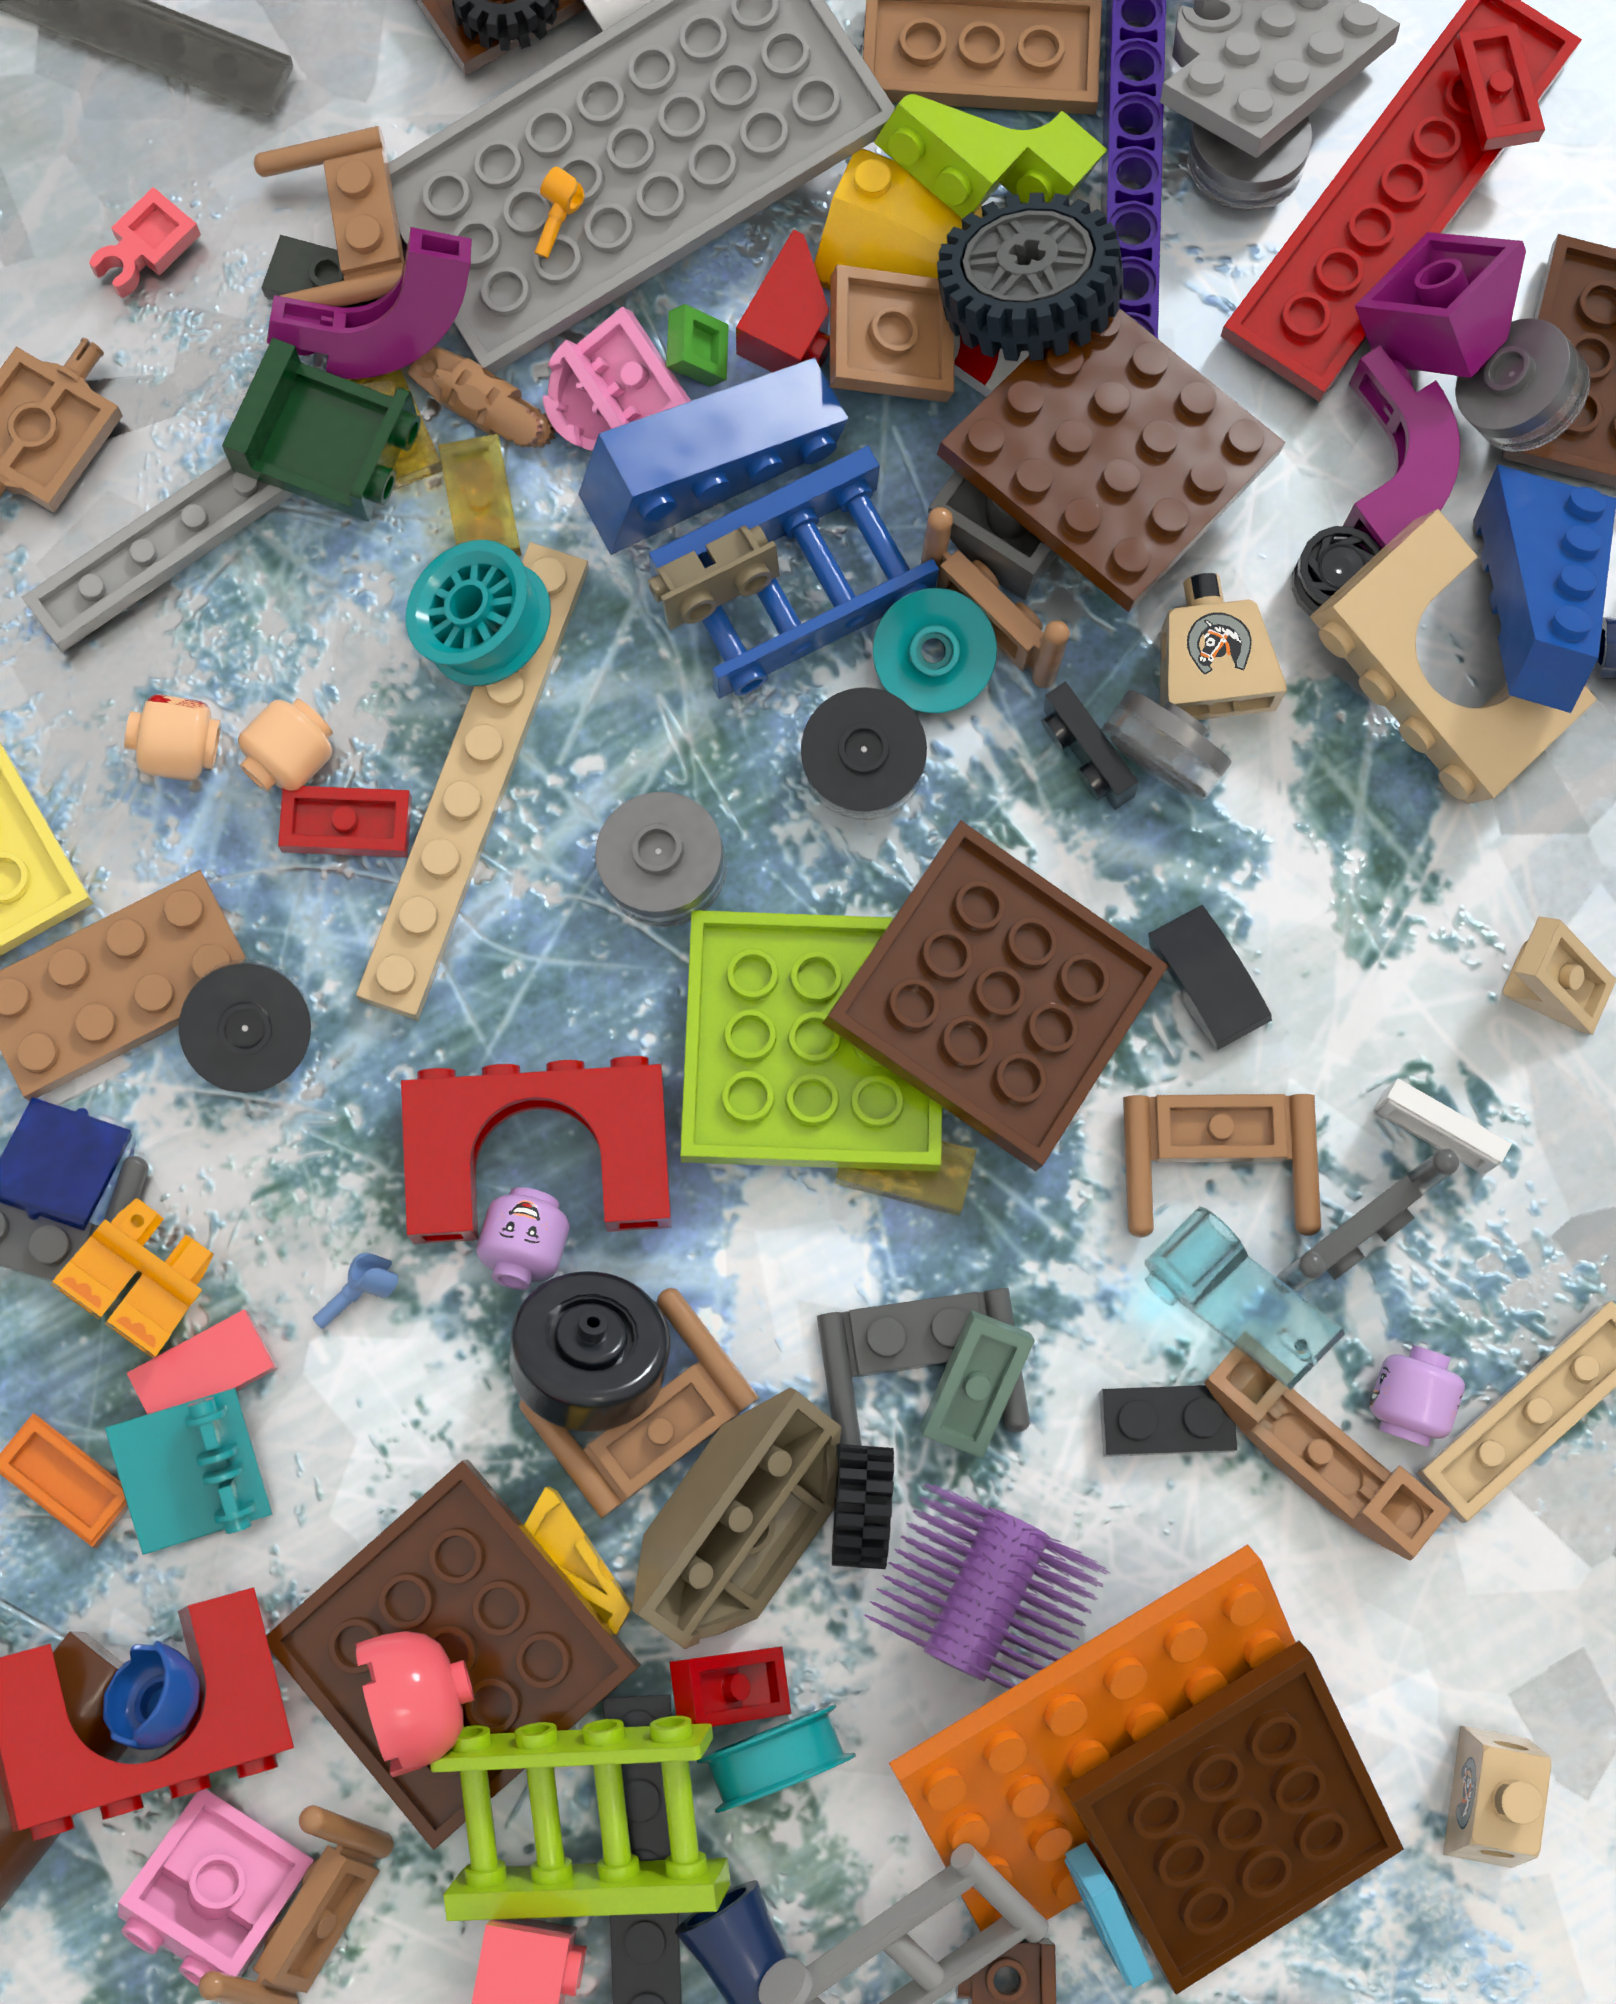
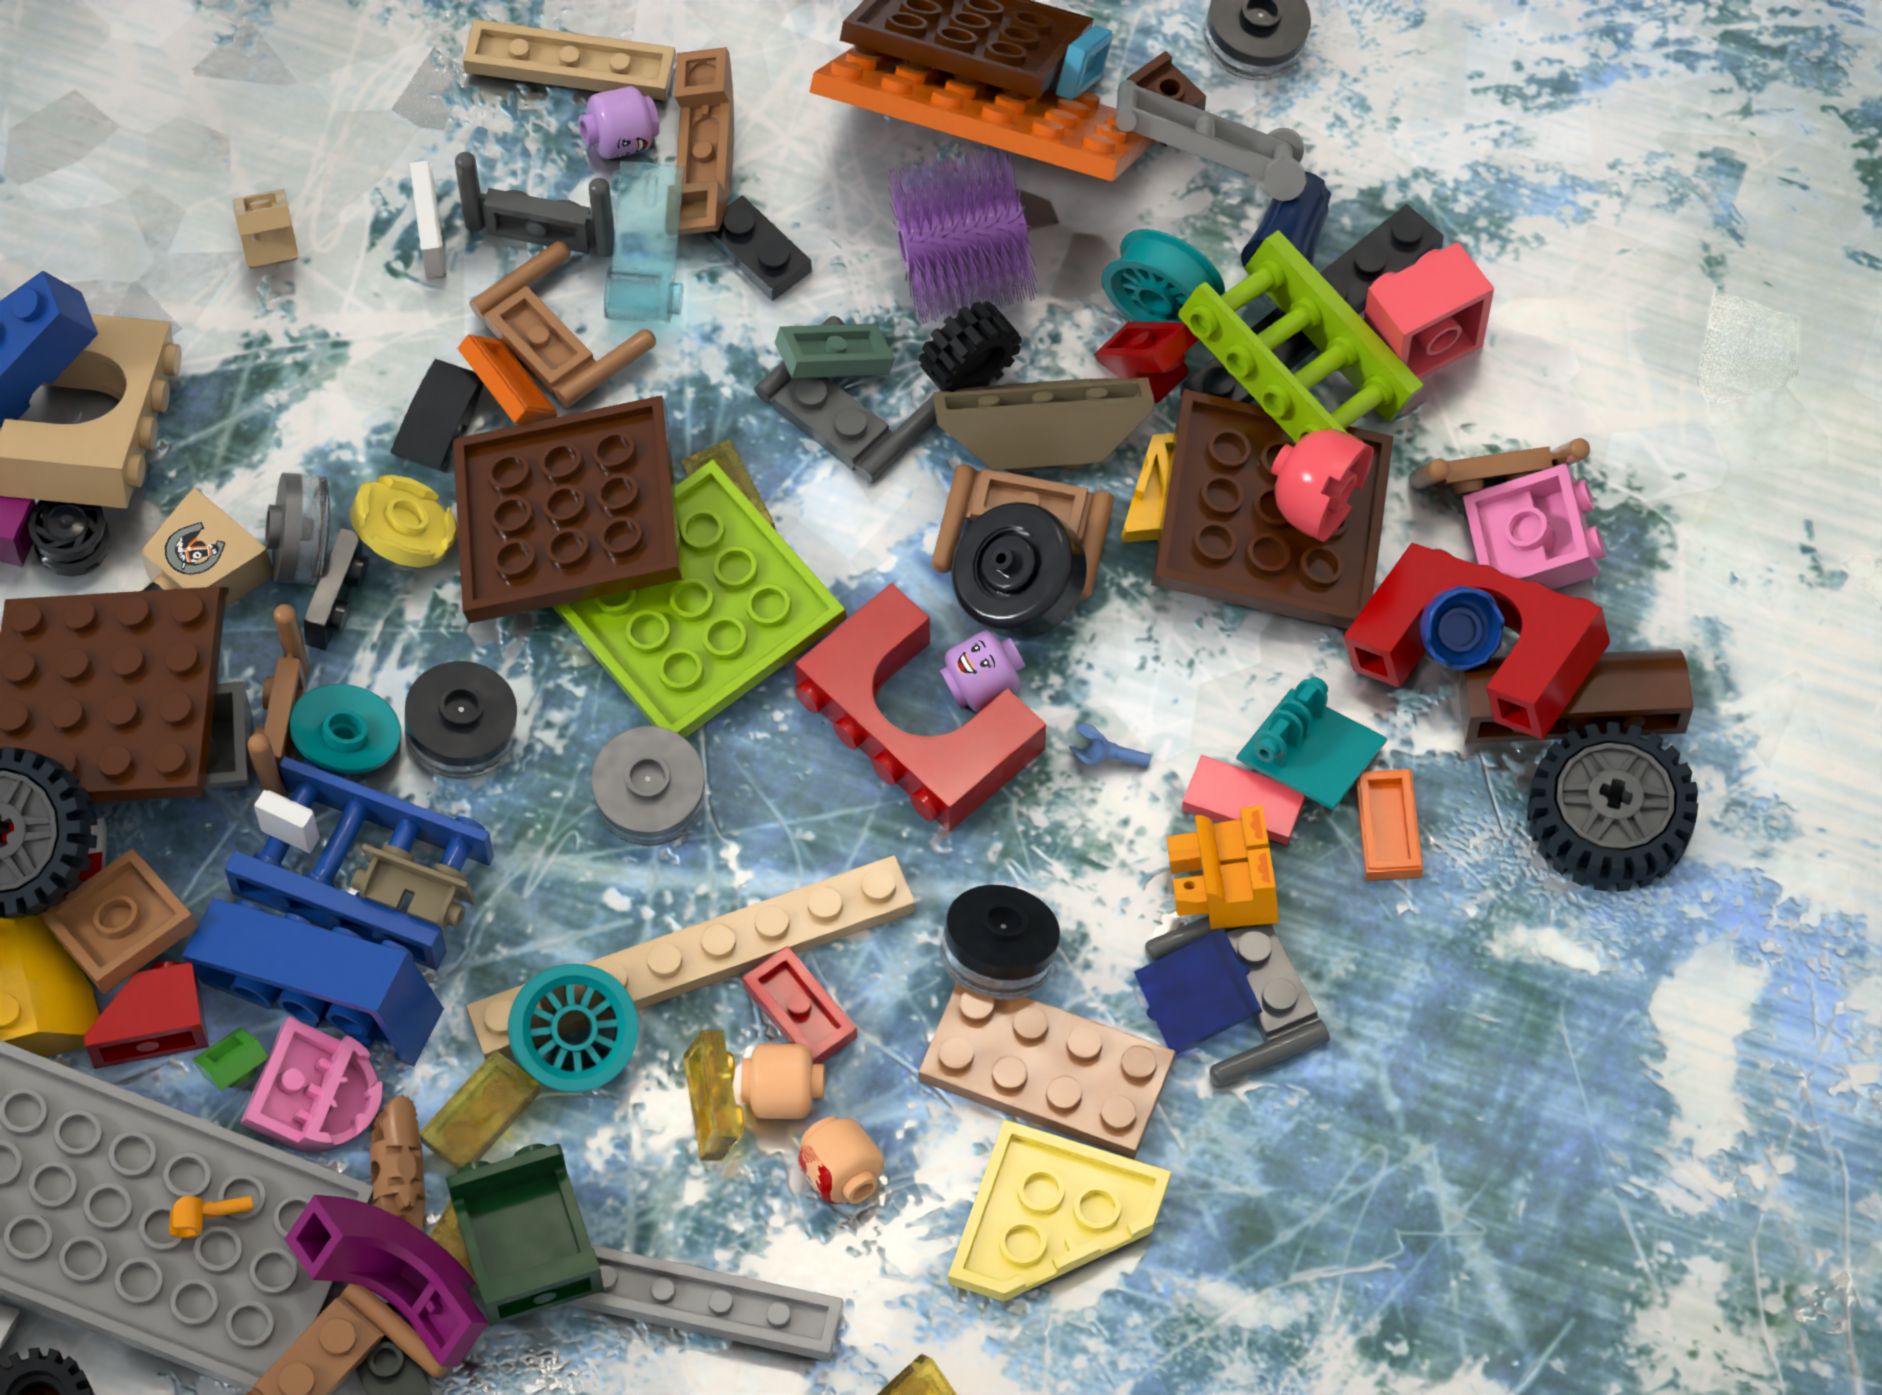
camera: 125 degrees left, 15 degrees down
(303, 675) = (713, 1105): none -> clear yellow plate
(865, 518) = (287, 820): none -> white tile
(1109, 850) = (403, 521): none -> light yellow tile
(1193, 1060) = (506, 379): none -> orange tile

